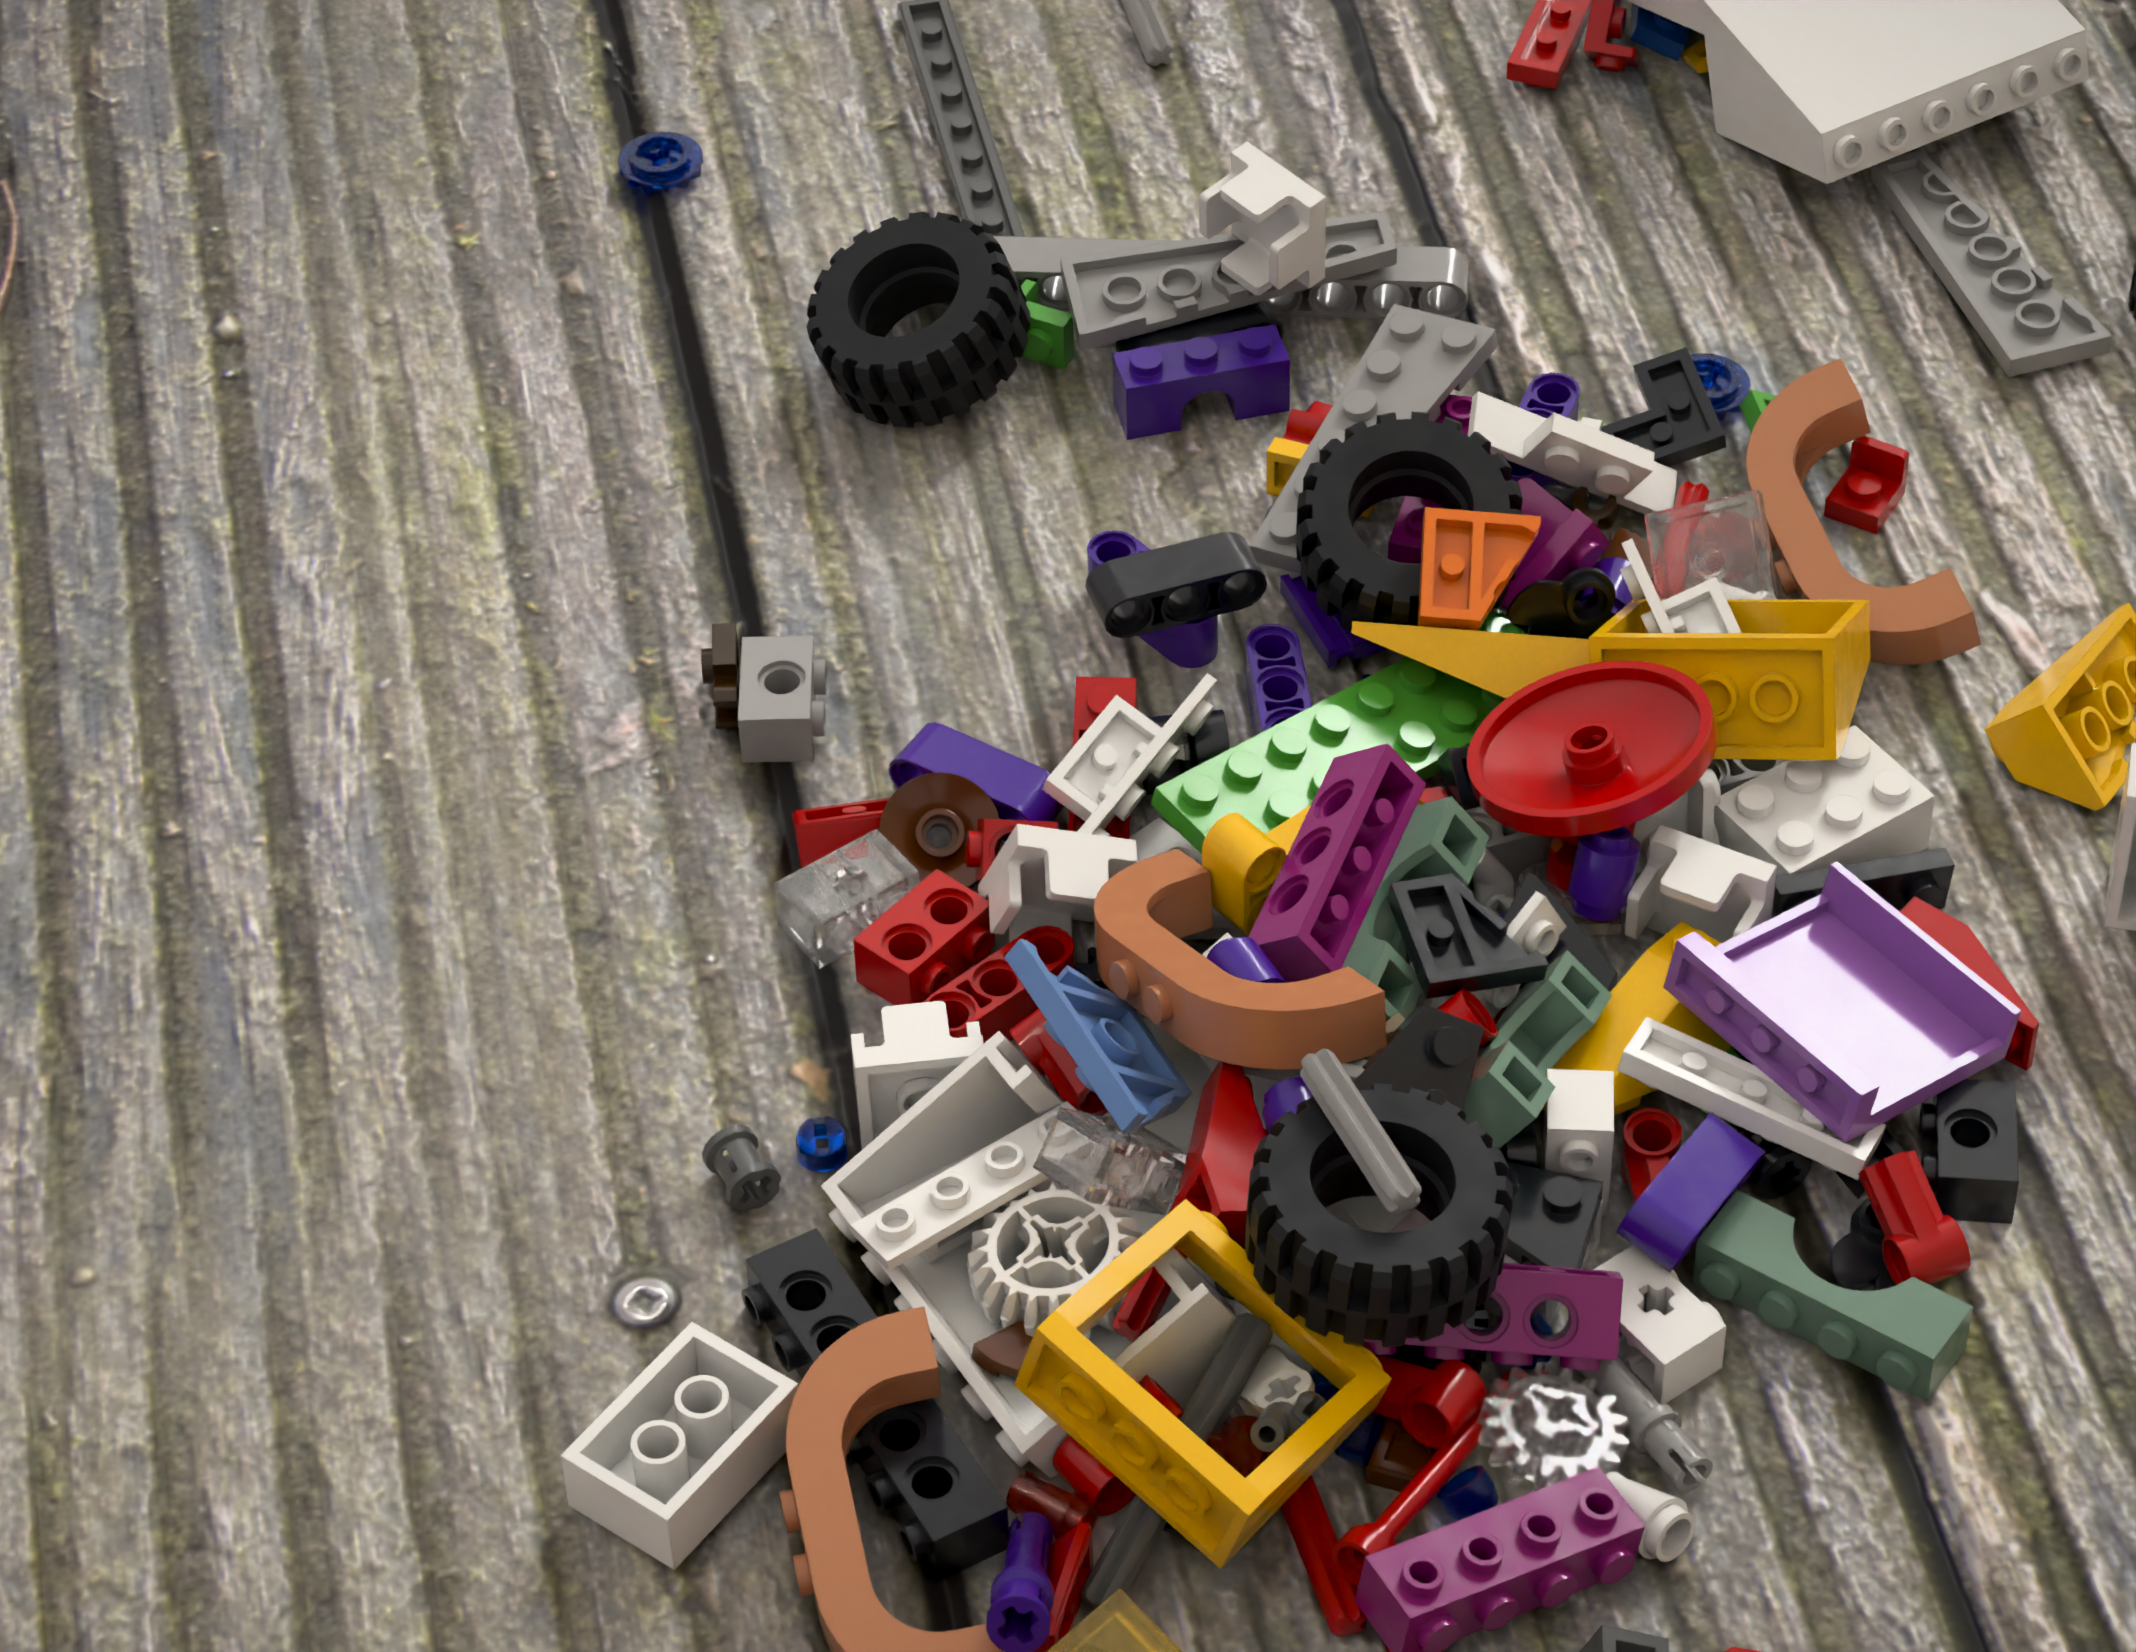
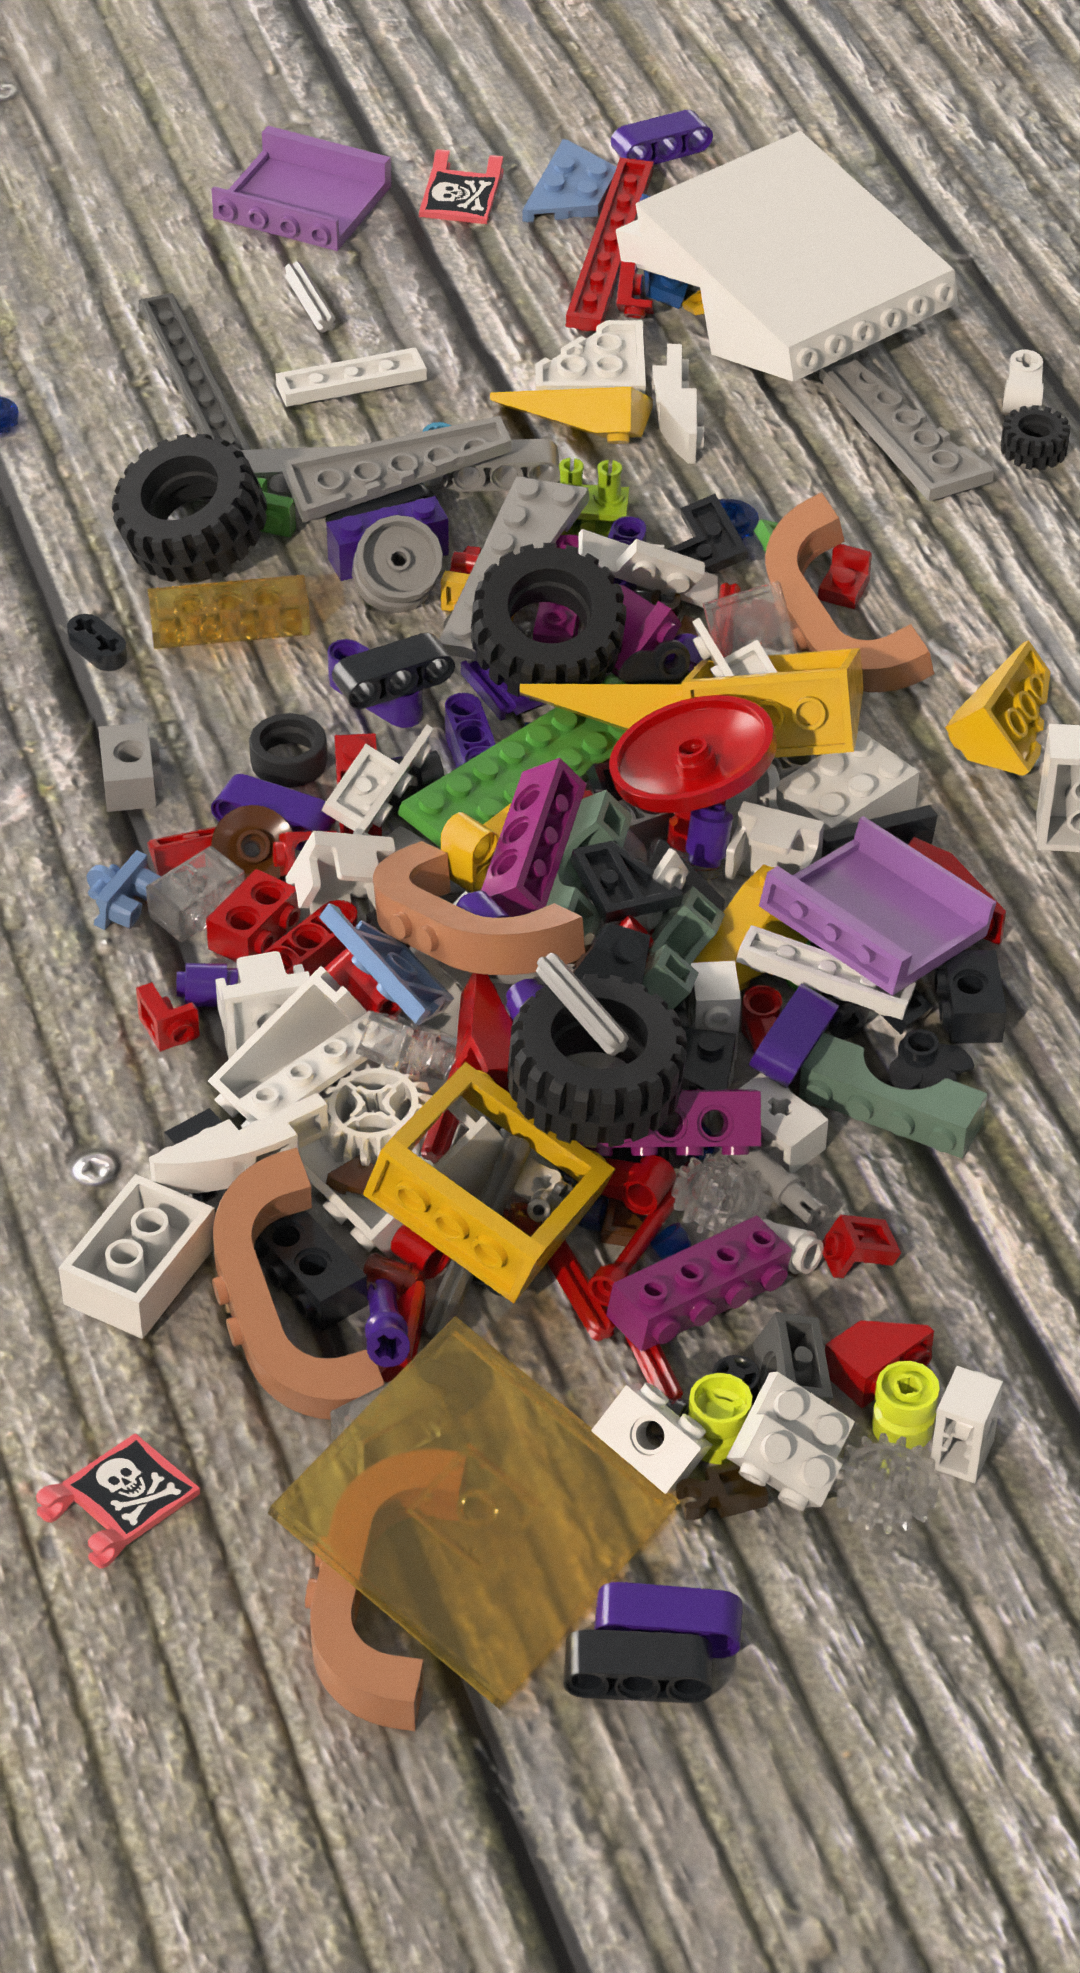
camera: 10 degrees left, 0 degrees up
(722, 670) = (85, 749): dark brown plate -> none
(734, 879) = (116, 887): none -> medium blue hips
(741, 1168) = (149, 1075): dark grey bush -> none
(774, 502) = (90, 646): none -> black beam
(778, 1094) = (164, 1023): none -> red bracket
(821, 1301) = (223, 1152): none -> white slope
(823, 1158) = (203, 1065): clear blue hinge -> none
(828, 1033) = (199, 982): none -> dark purple brick
(956, 476) = (229, 611): none -> clear yellow brick
(1013, 721) = (282, 730): none -> black tyre
(1182, 135) = (351, 377): none -> white plate
(1220, 393) = (405, 543): none -> light grey wheel
(1273, 215) = (427, 422): white panel -> none
(1468, 563) = (593, 639): orange wing -> none
(1523, 347) = (606, 500): none -> lime brick
(1540, 211) = (604, 412): none -> yellow wedge
(1543, 141) = (601, 361): none -> white plate
(1652, 207) = (676, 405): none -> white slope
(1752, 1520) = (858, 1240): none -> red bracket
(1917, 1234) = (943, 1048): red piece -> none

